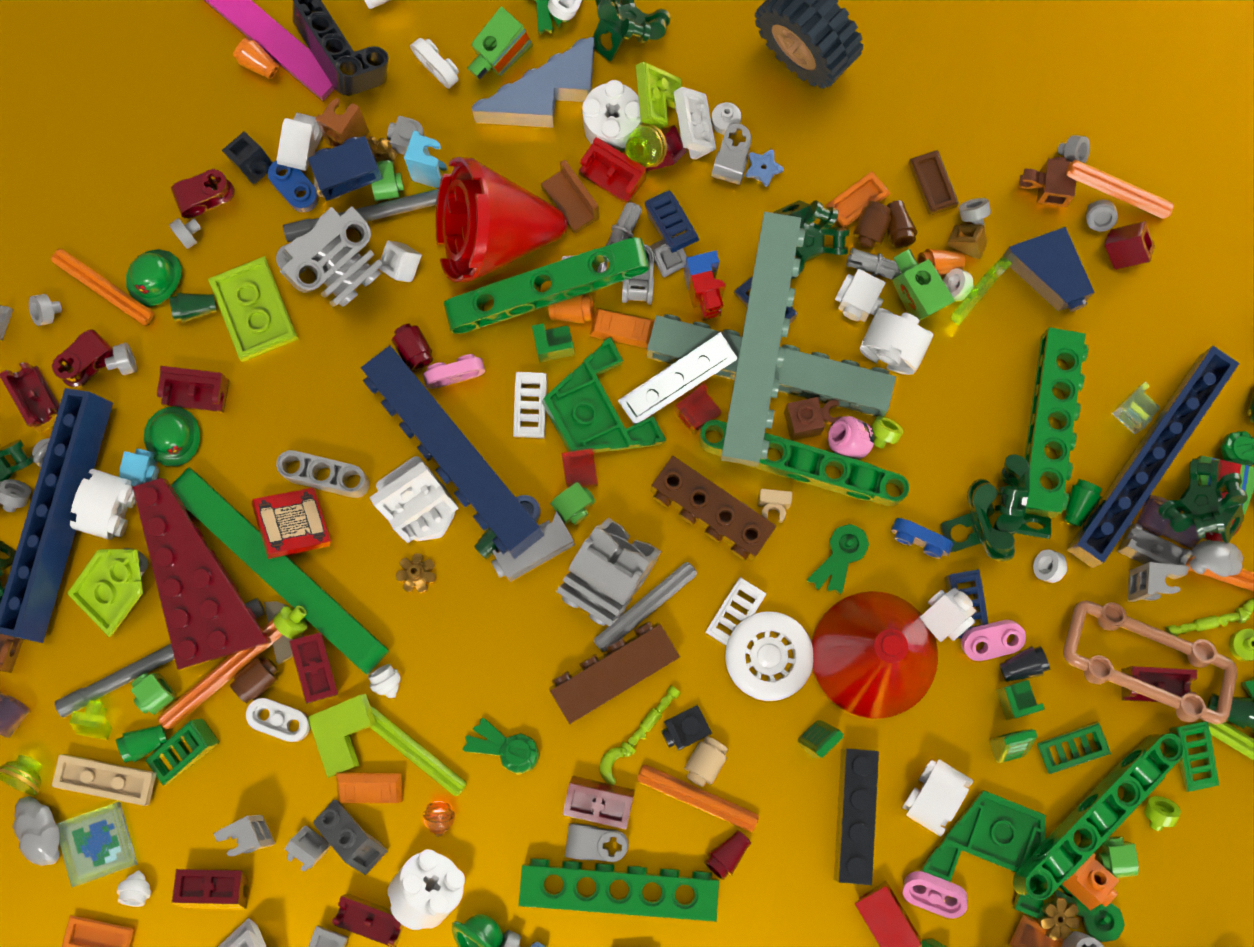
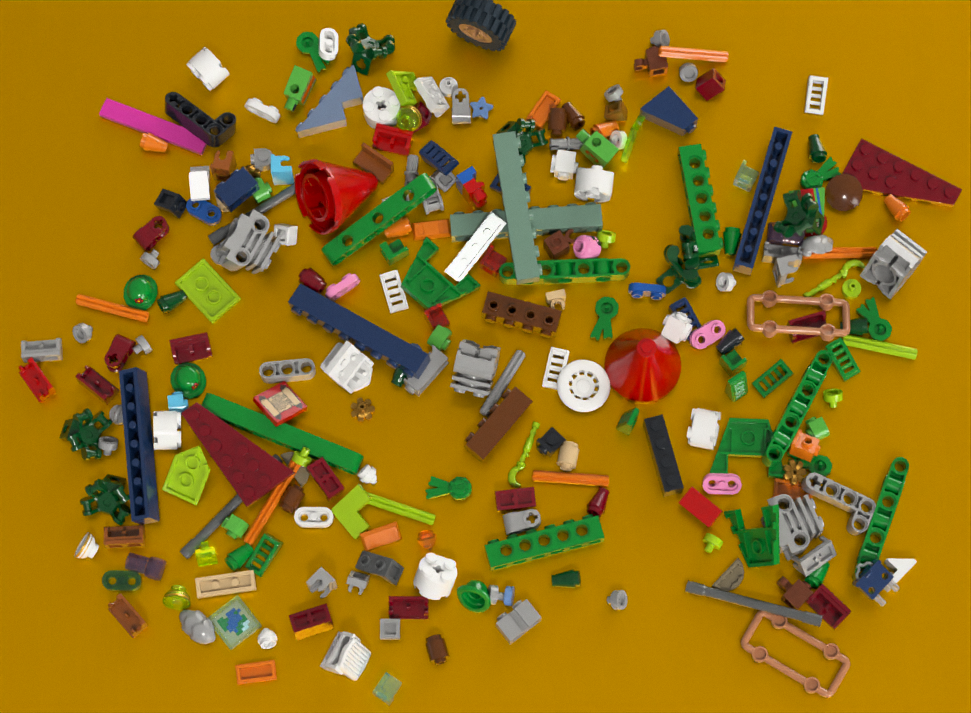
camera: 20 degrees left, 5 degrees down
(933, 182) = (584, 85): reddish brown tile -> none

